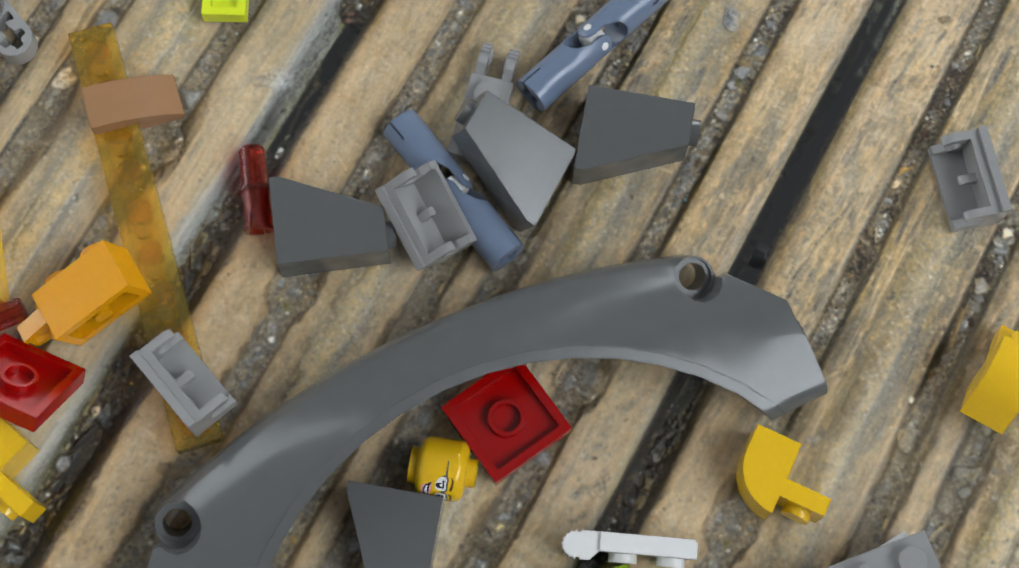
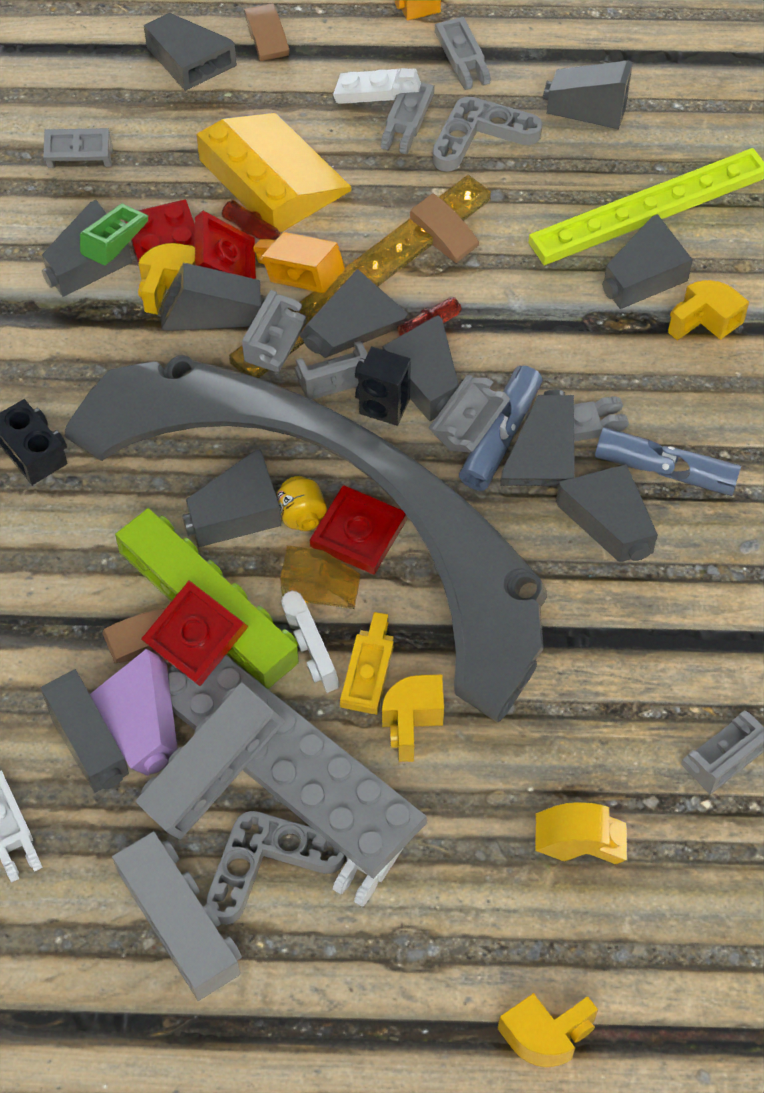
camera: 65 degrees right, 15 degrees down
(79, 435) = (209, 300): none -> dark grey slope
(209, 279) = (352, 315): none -> dark grey slope
(266, 336) = (330, 375): none -> light grey hinge
(335, 291) = (383, 385): none -> black brick
(552, 498) = (319, 577): none -> clear yellow slope
(692, 497) = (368, 667): none -> yellow hinge

